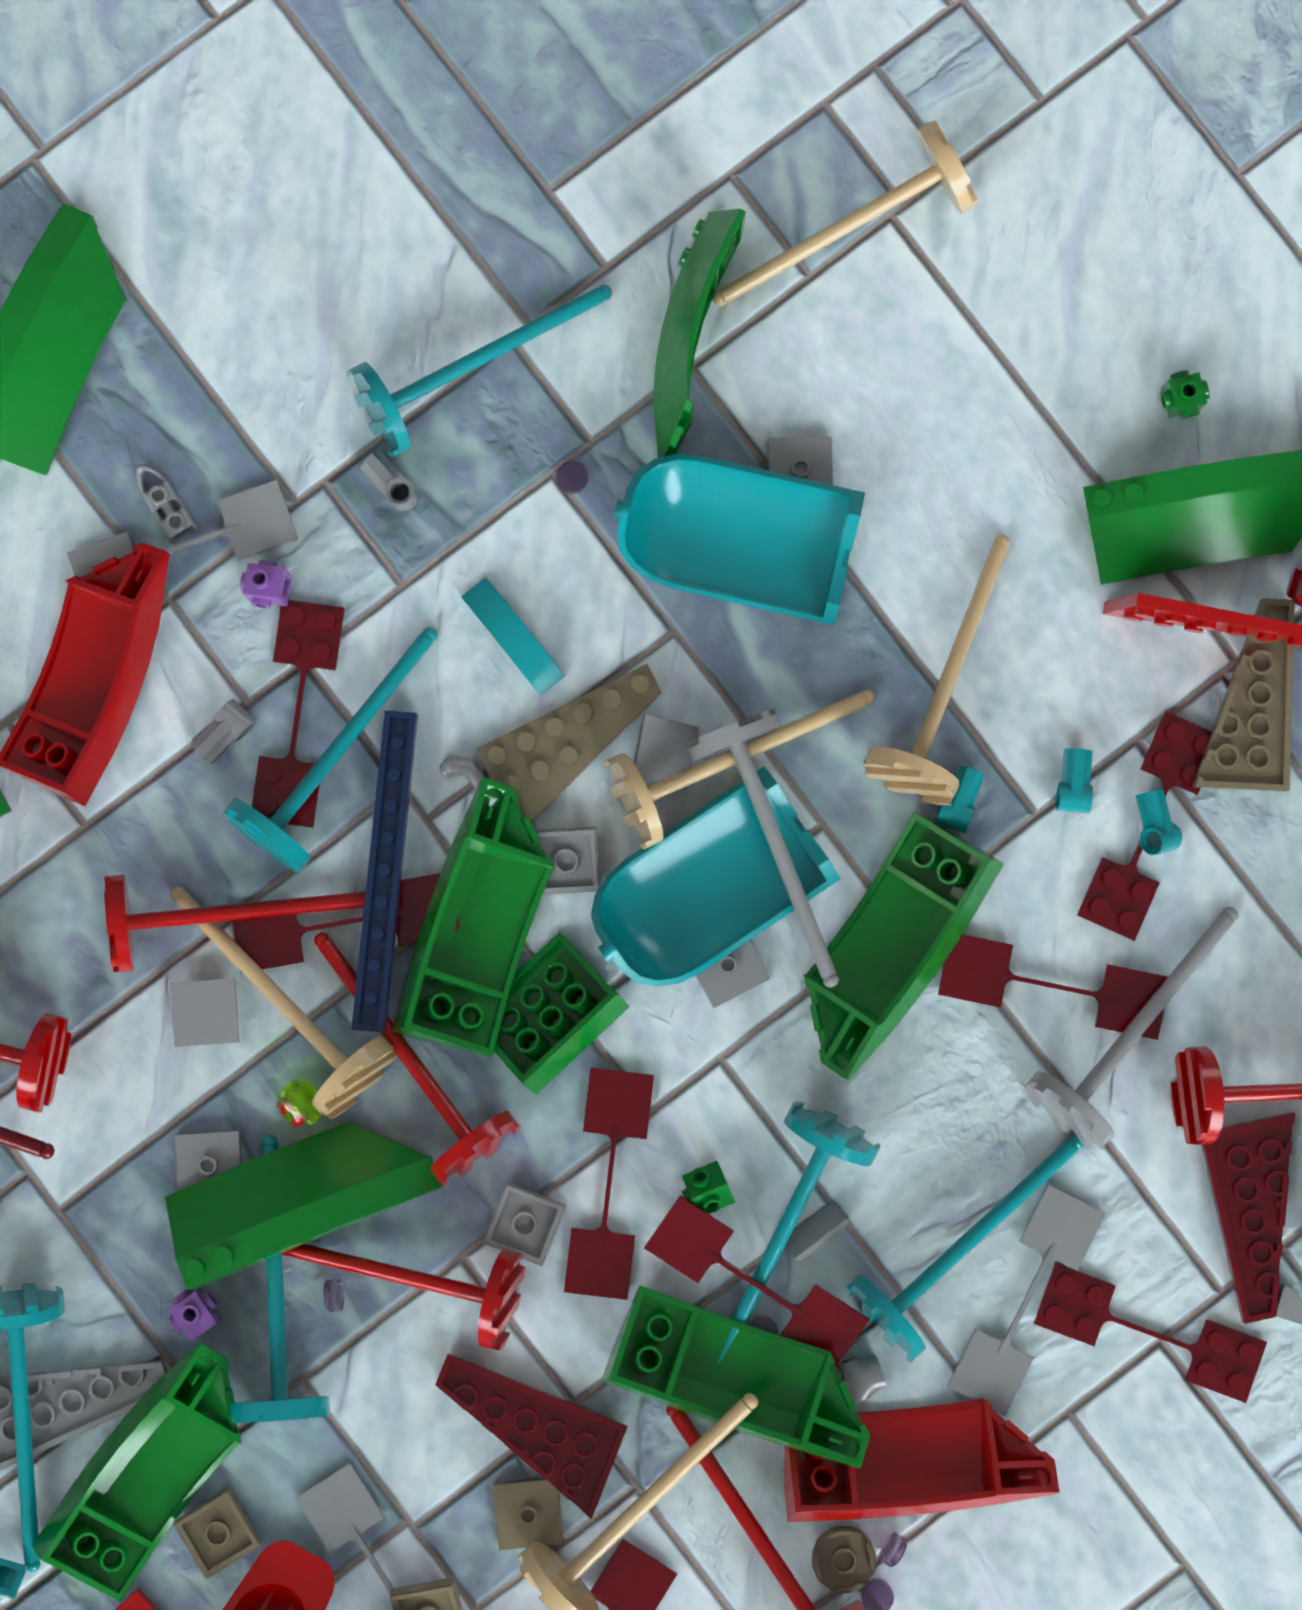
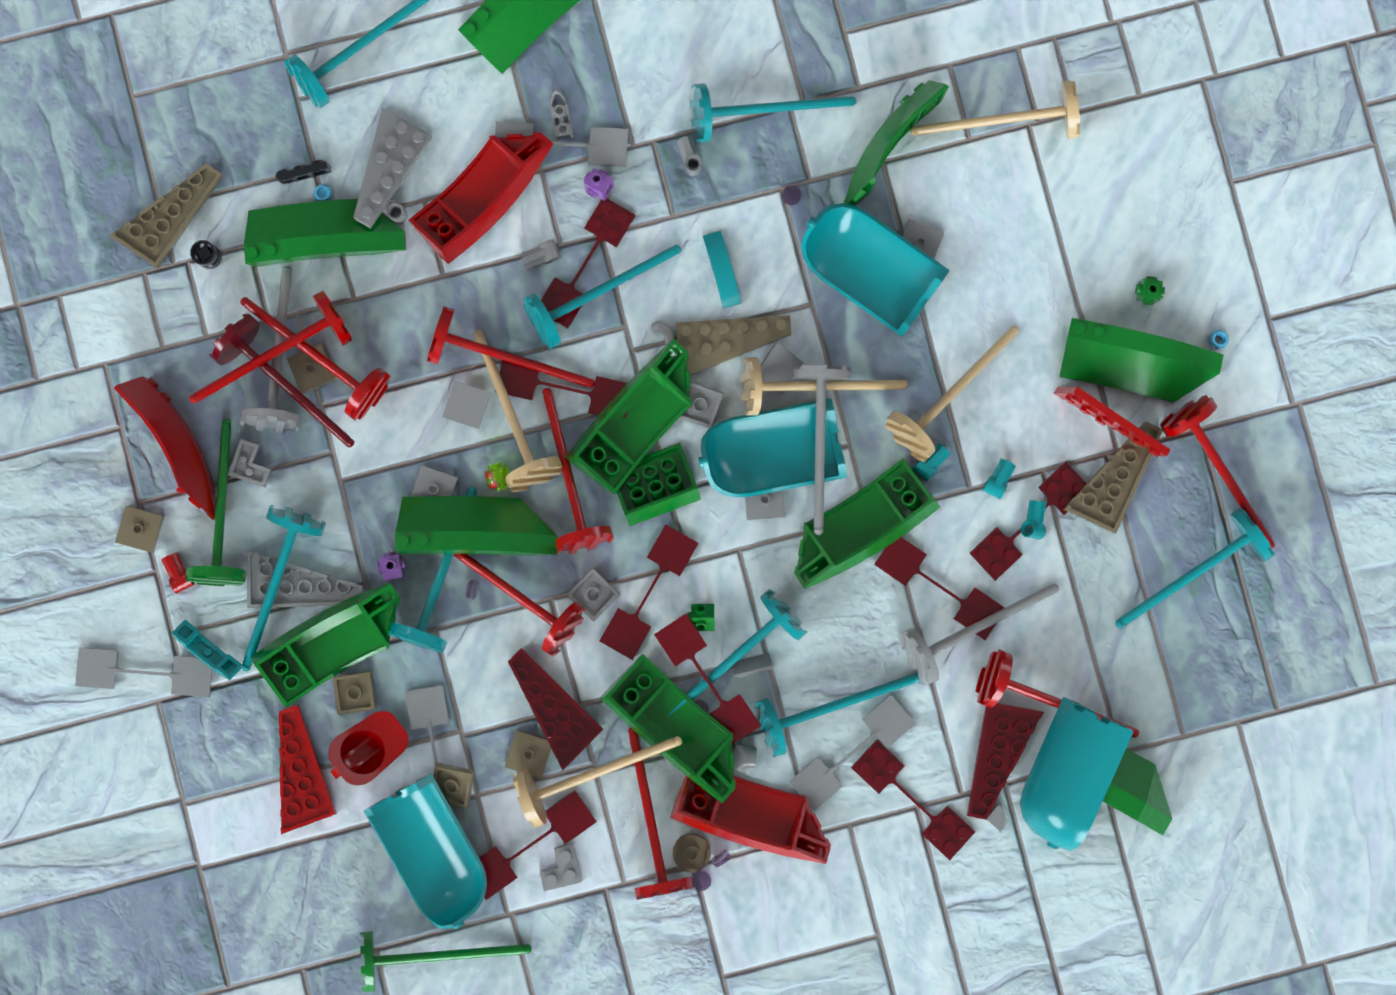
camera: 20 degrees right, 0 degrees up
(384, 872) = (597, 368): dark blue plate -> none

